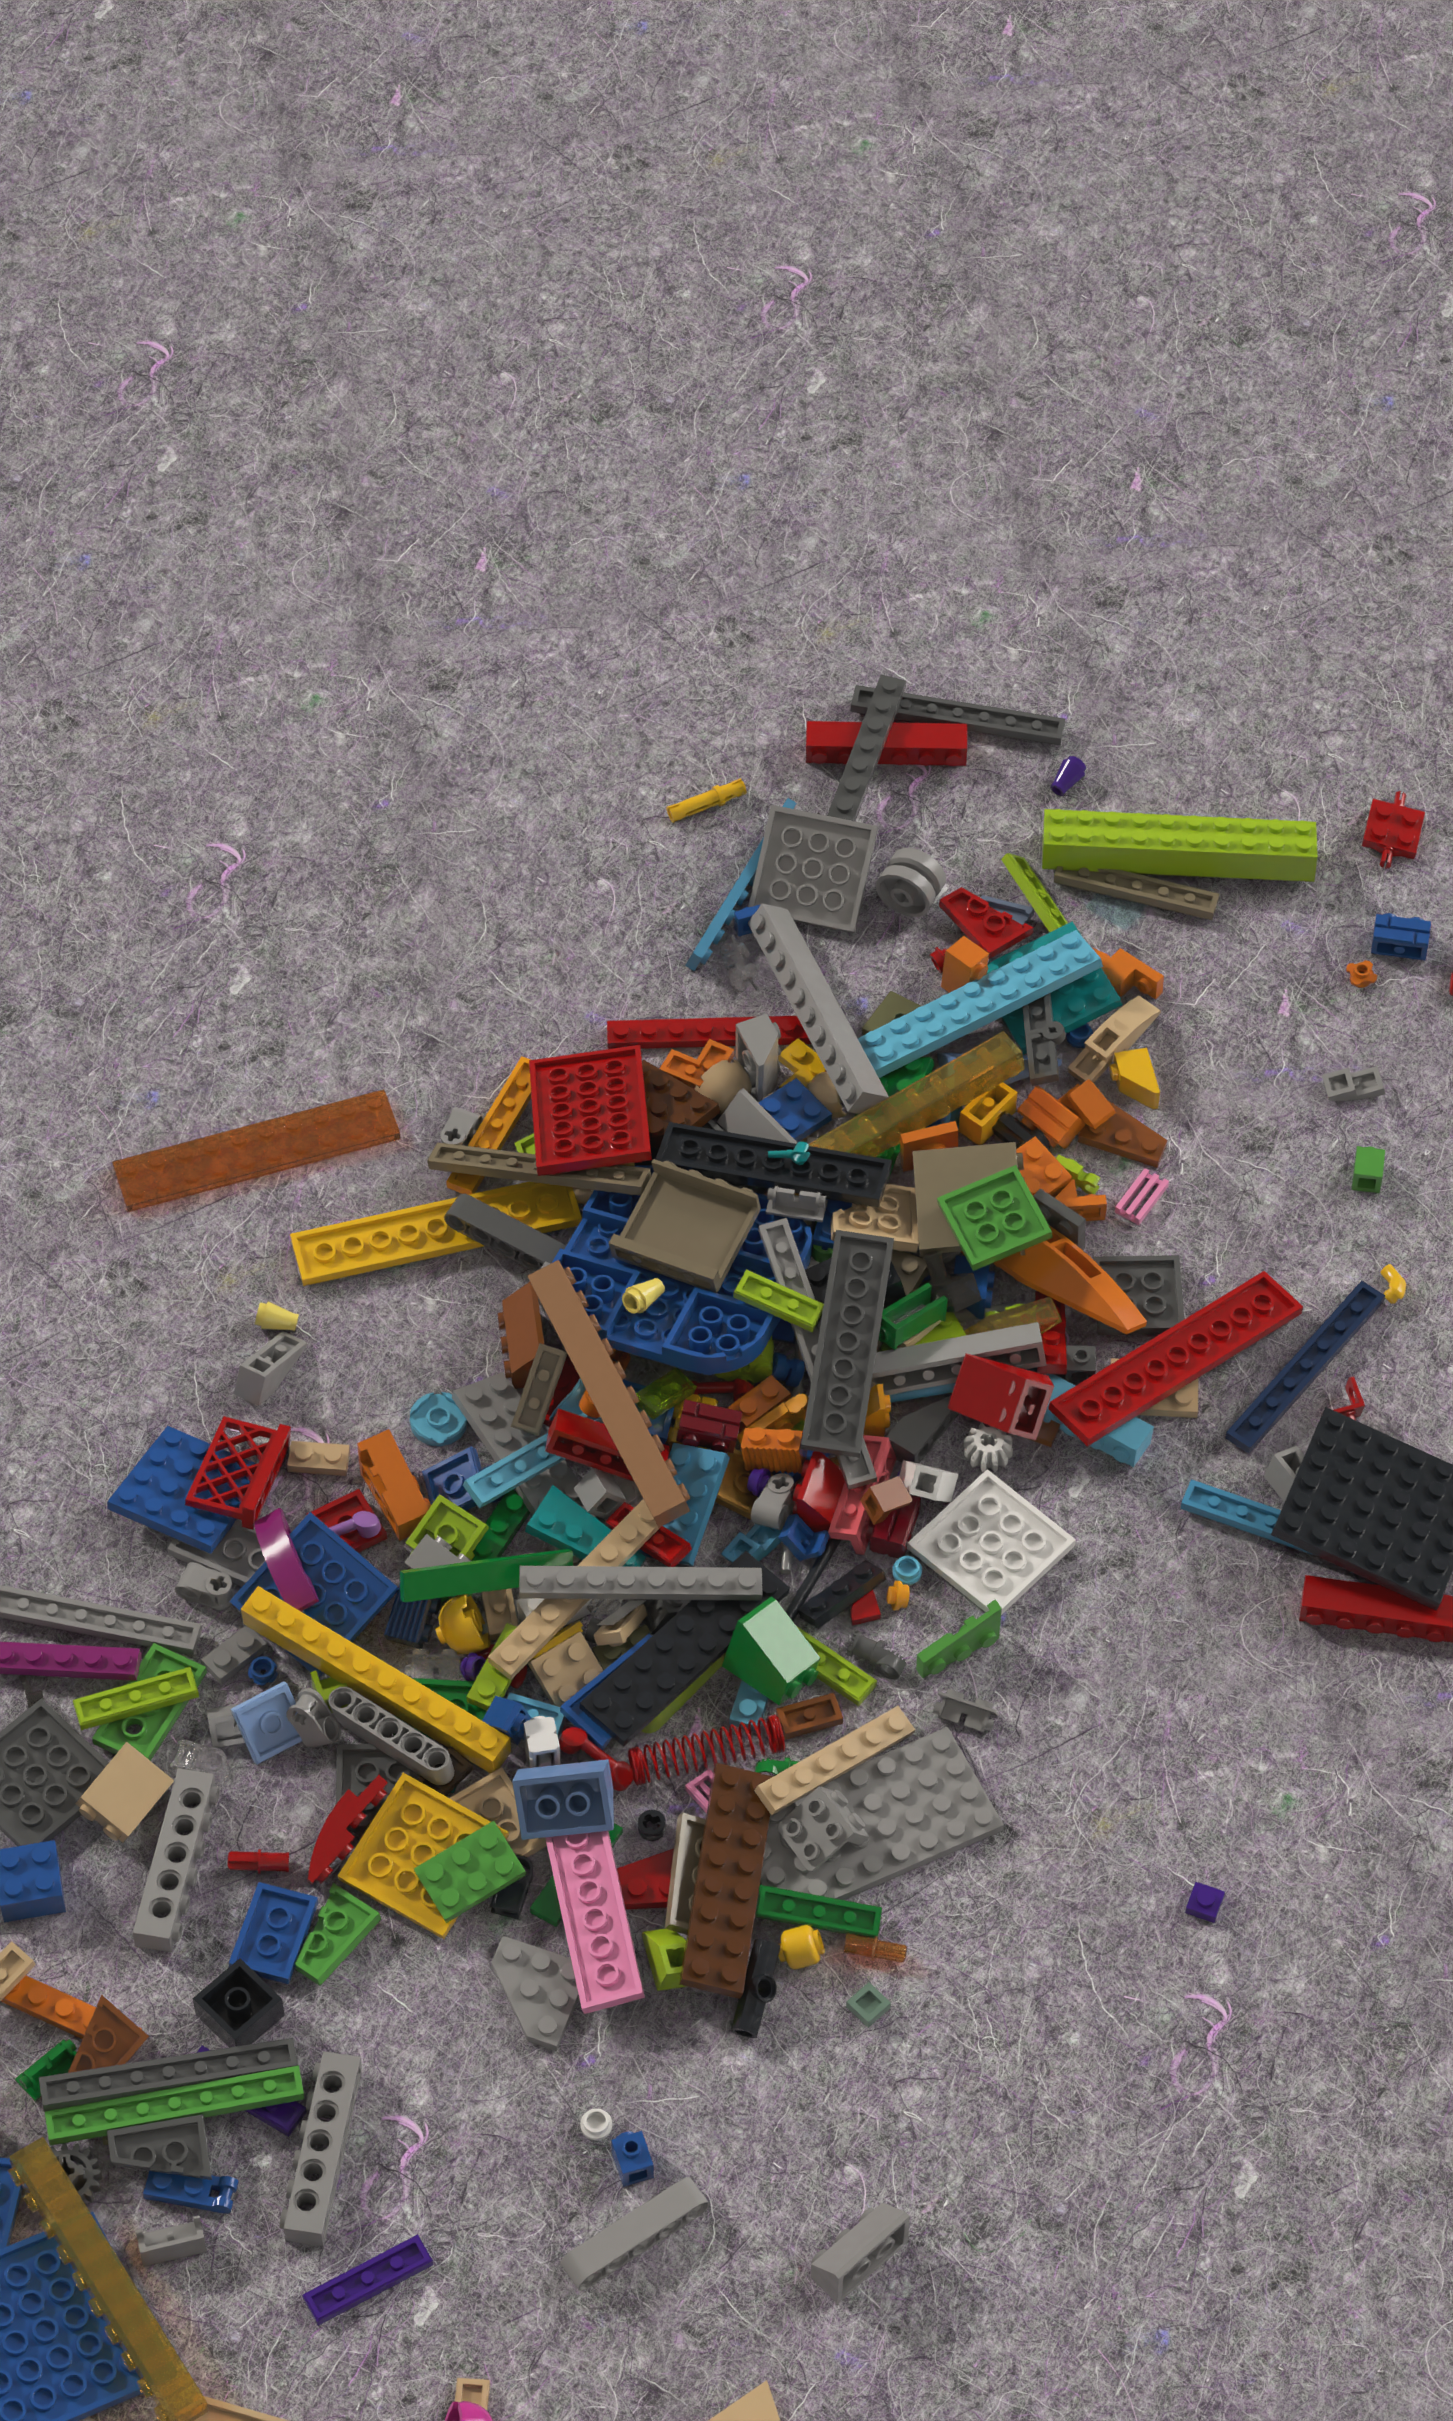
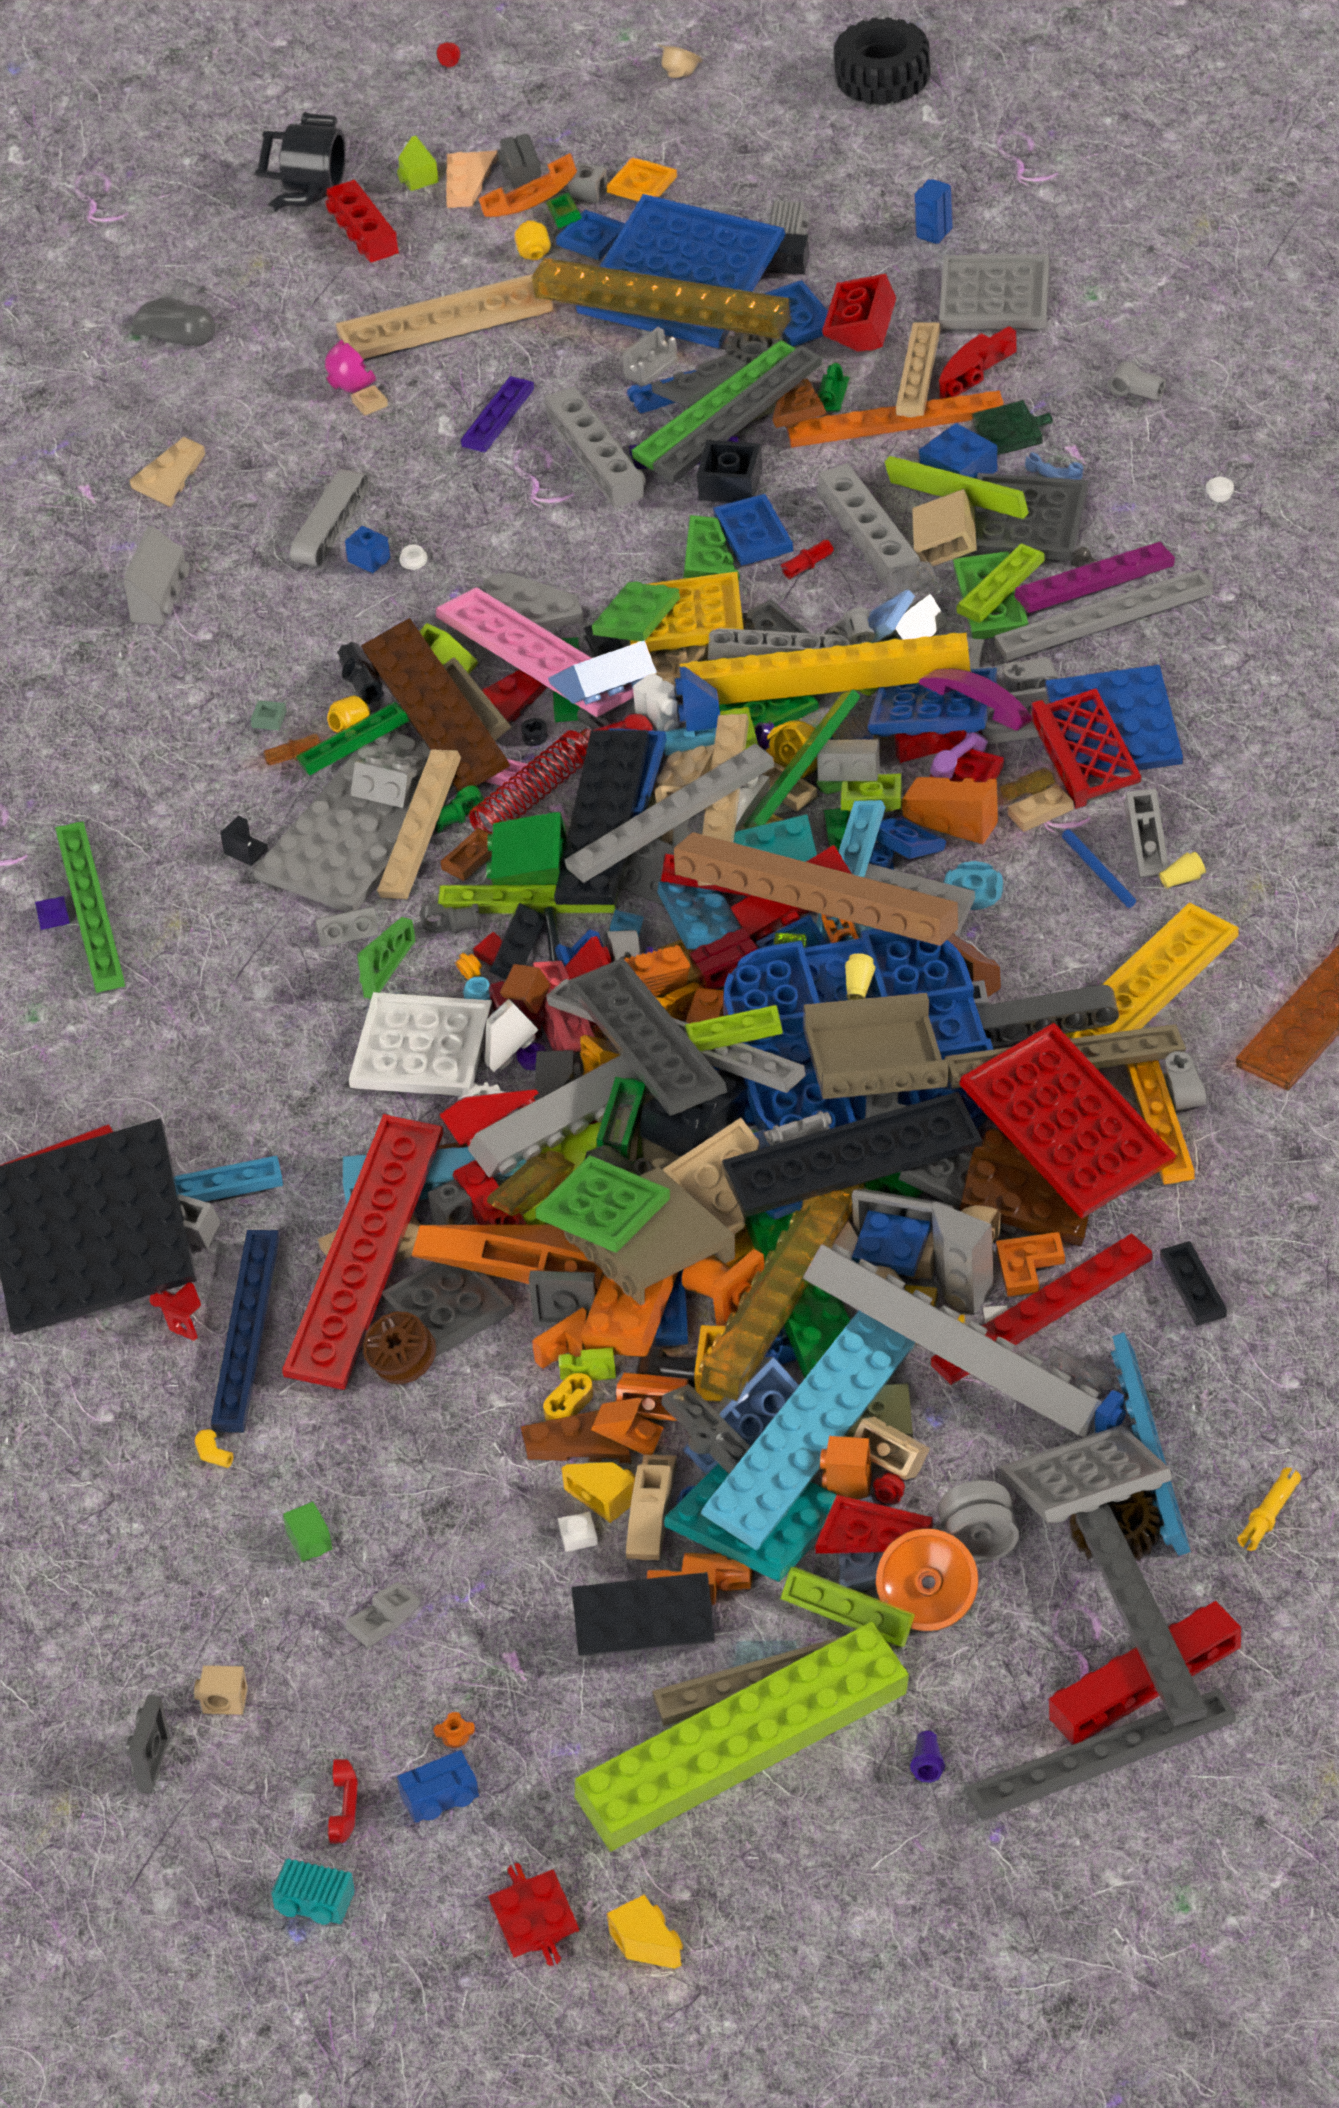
camera: 150 degrees right, 10 degrees down
(70, 1832) = (943, 483): none -> lime tile
(305, 1478) = (1030, 783): none -> clear yellow plate
(330, 1370) = (1098, 868): none -> blue bar
(334, 1838) = (759, 589): red slope -> none
(602, 980) = (1193, 1283): none -> black plate
(797, 1155) = (831, 1158): teal hand -> none
(921, 974) = (892, 1448): none -> tan brick
(975, 870) = (925, 1555): none -> orange dish
(992, 1863) = (239, 844): none -> black panel
(1106, 1165) = (565, 1397): none -> yellow beam
(1151, 1181) = (513, 1373): bright pink tile -> none
(1169, 1881) = (90, 907): none -> bright green plate
(1174, 1065) = (577, 1531): none -> white plate
(1185, 952) = (643, 1614): none -> black brick
(1205, 1265) = (399, 1347): none -> reddish brown wheel
(1335, 771) = (642, 1934): none -> yellow slope

